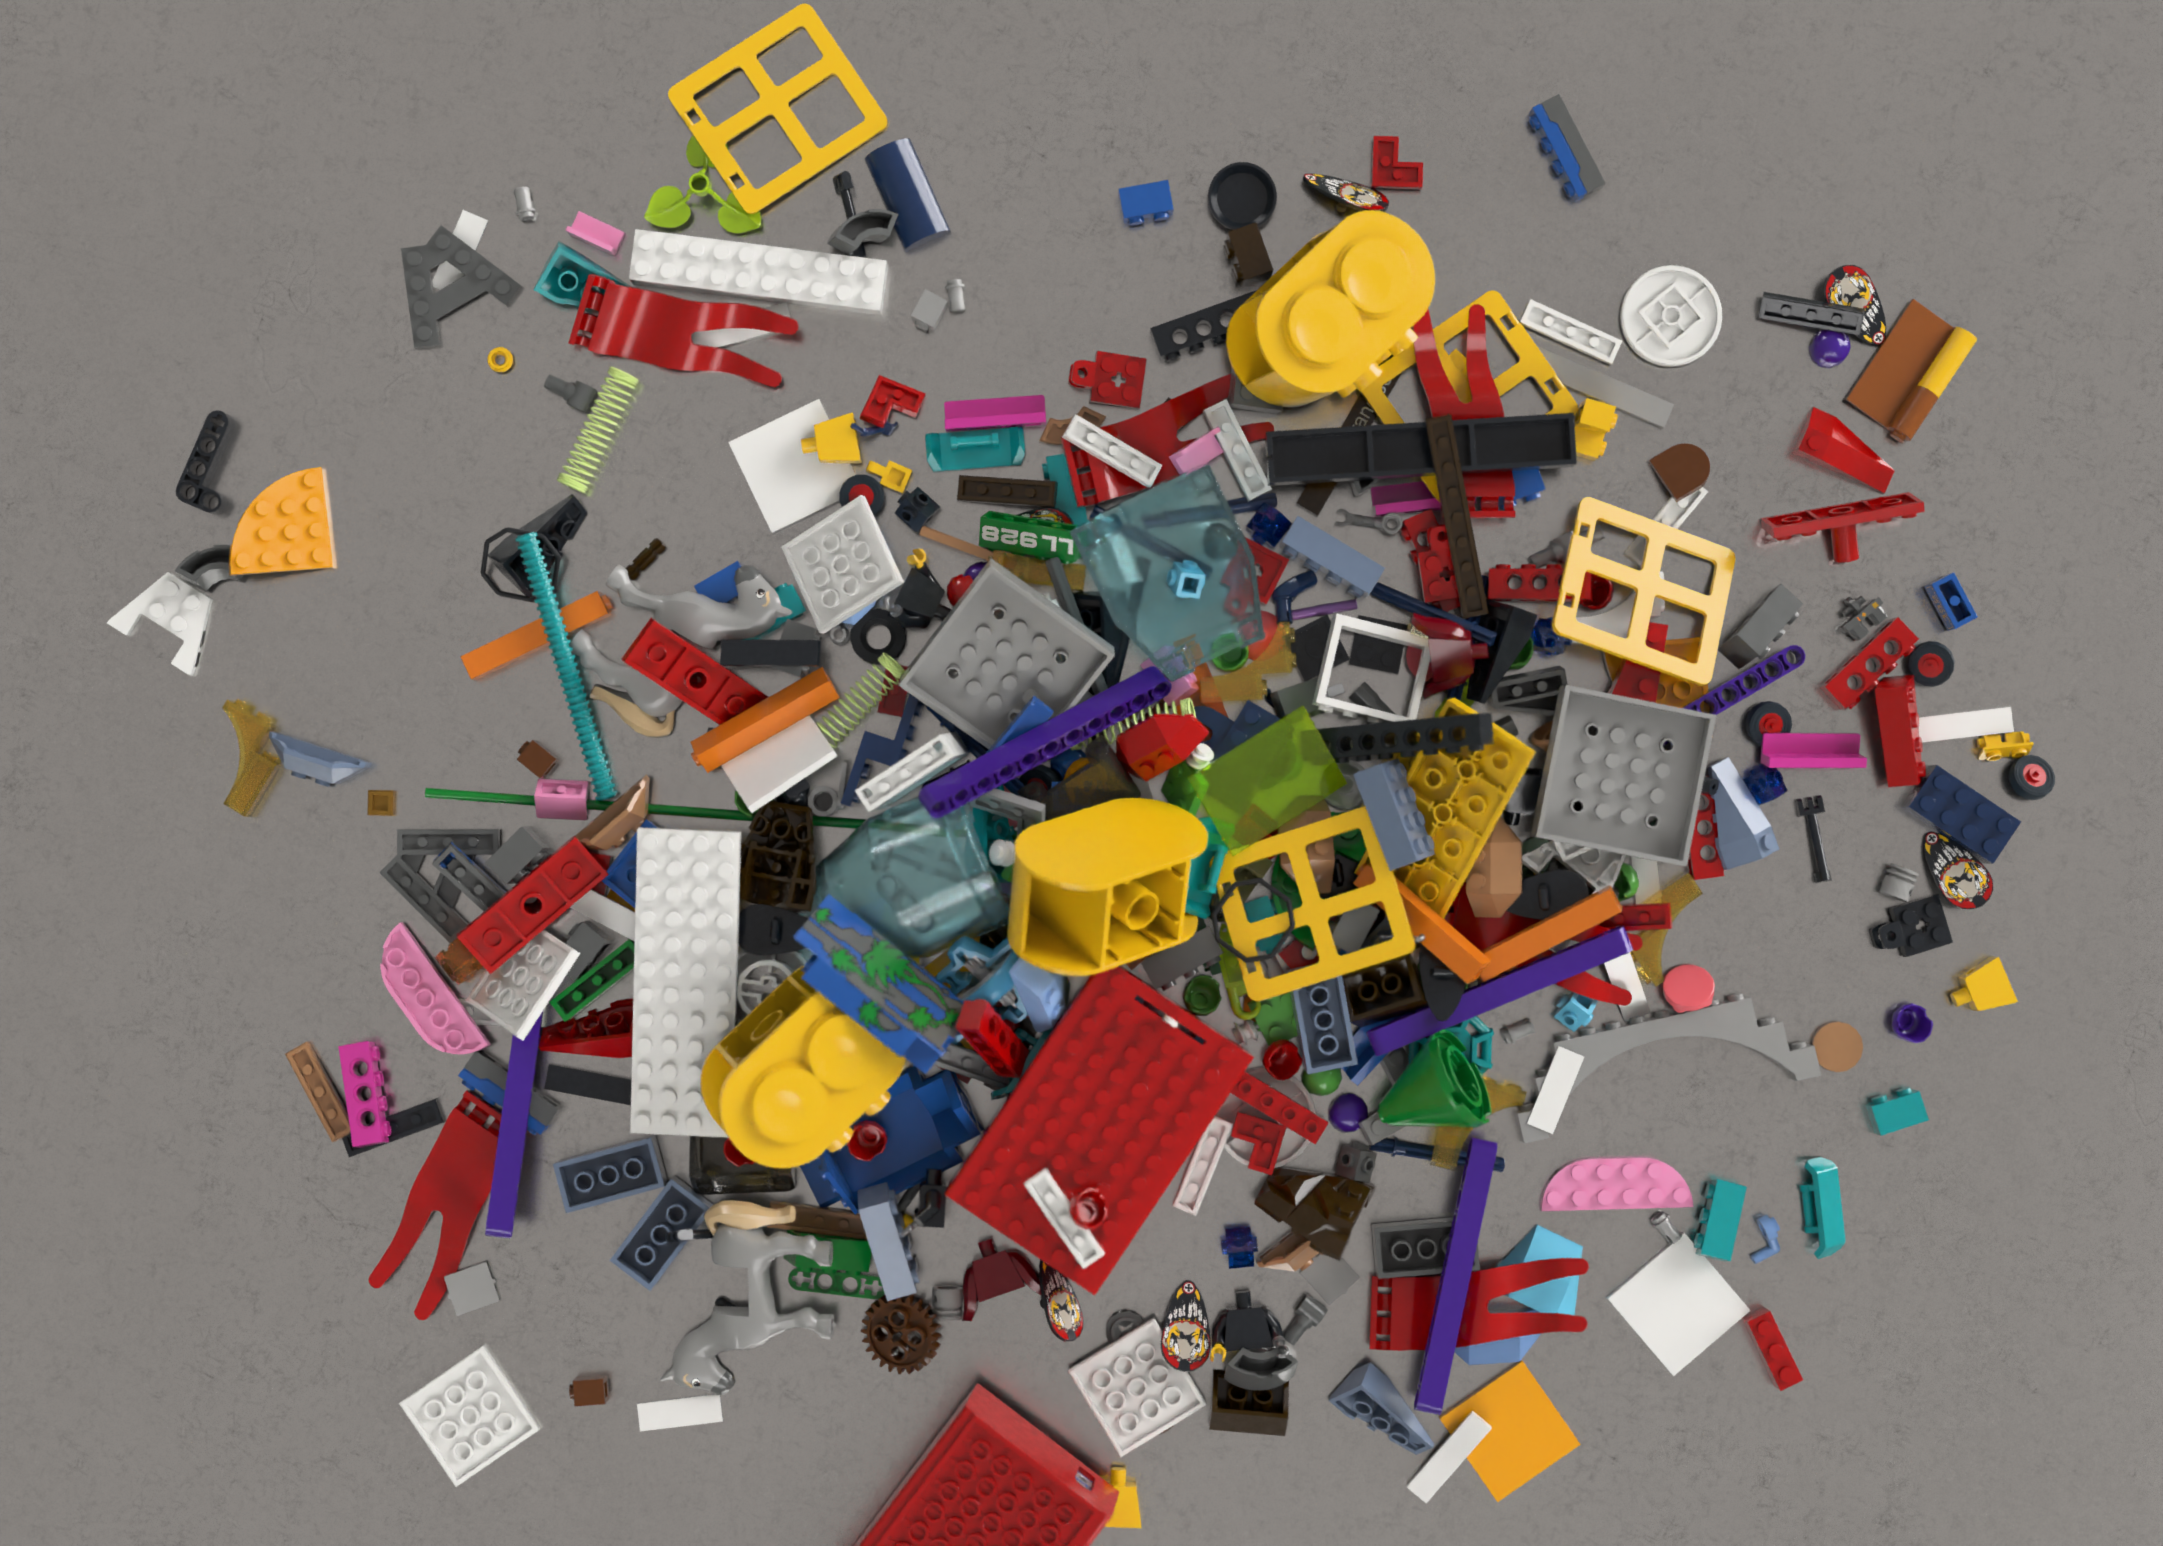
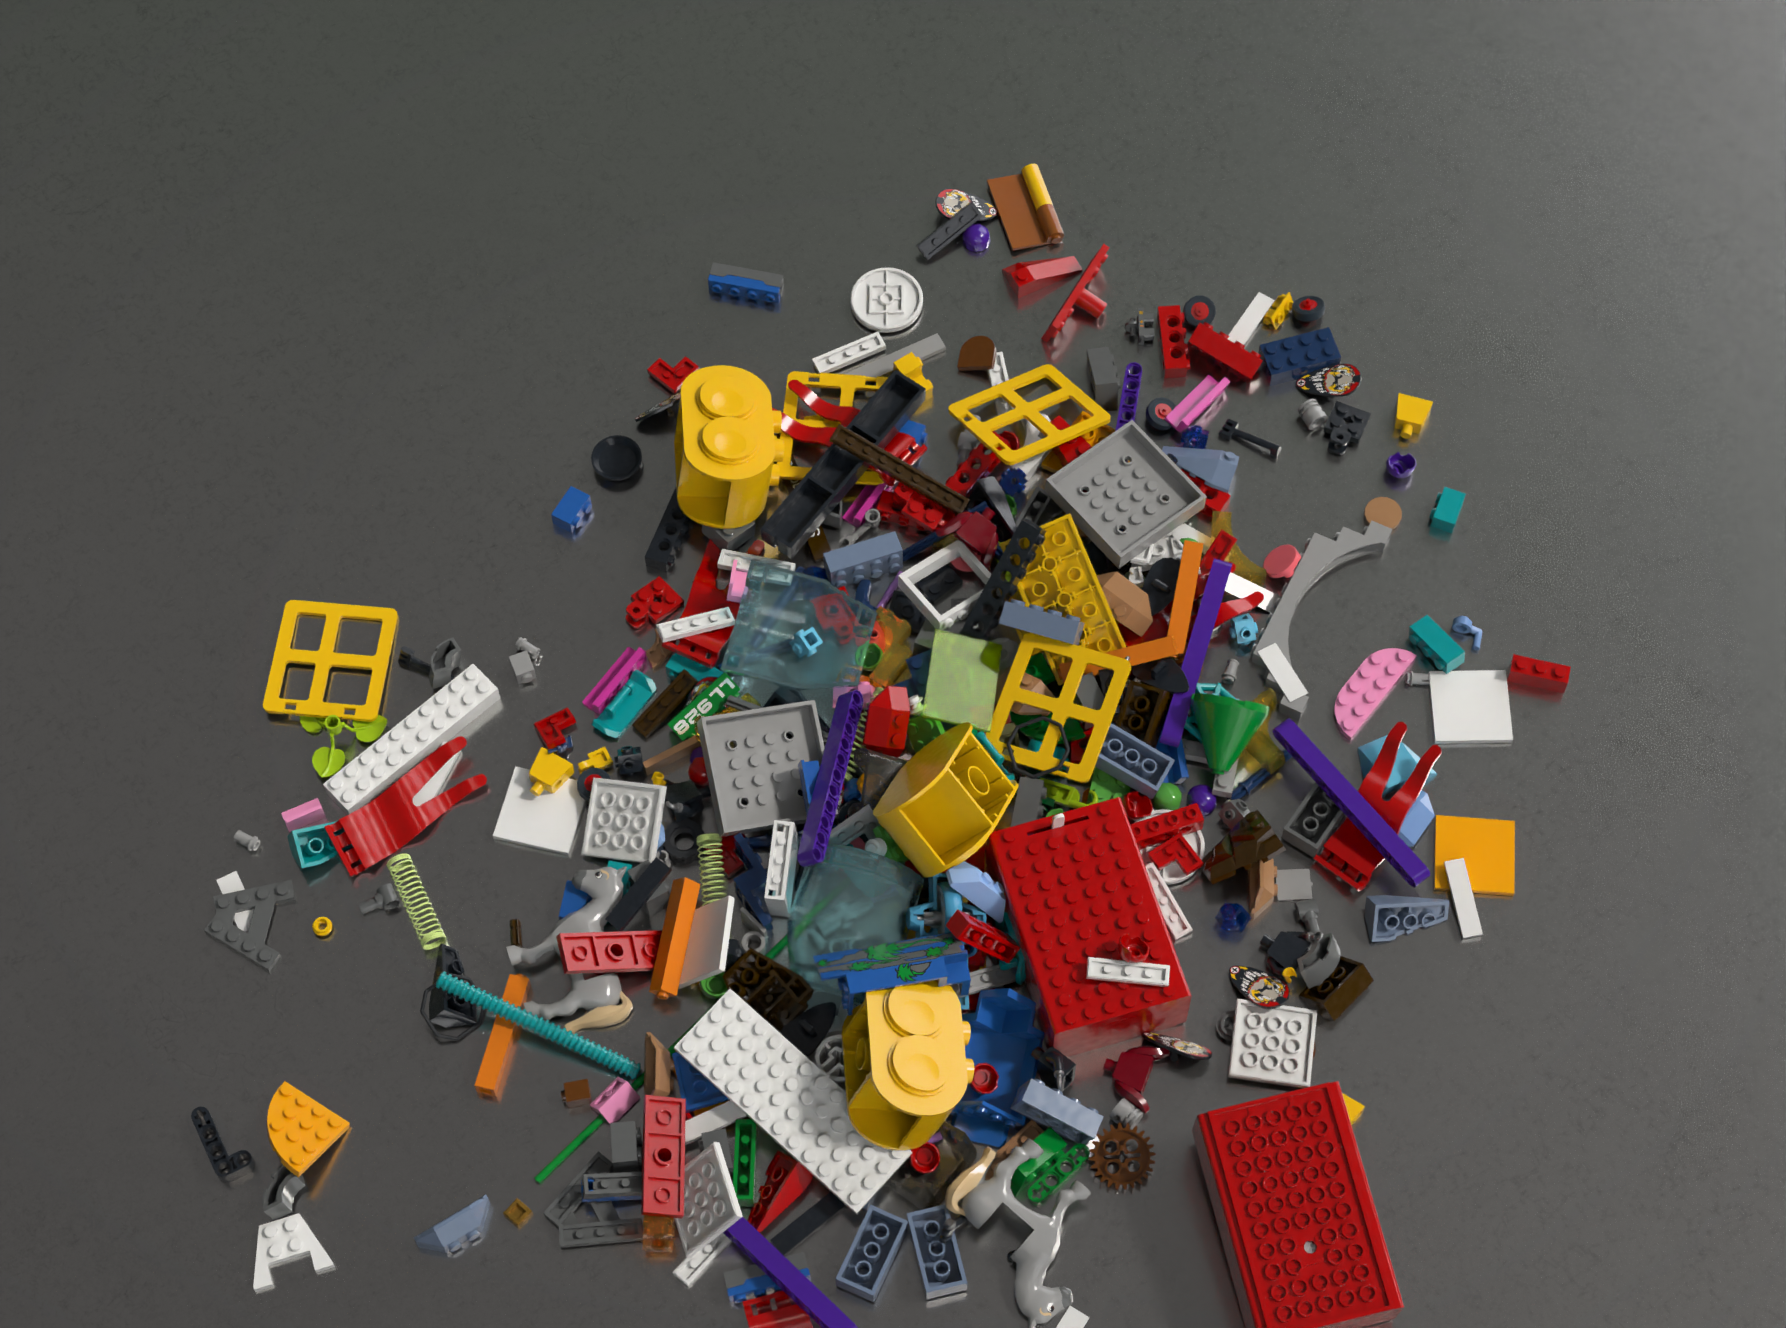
camera: 50 degrees left, 25 degrees down
(255, 768) = (425, 1267): clear yellow arch -> none
(427, 996) = (663, 1278): bright pink plate -> none
(907, 192) = (433, 626): dark blue brick -> none
(1248, 255) = (652, 476): dark brown piece -> none
(1828, 1206) = (1477, 584): teal piece -> none
(1950, 601) = (1172, 276): blue brick -> none

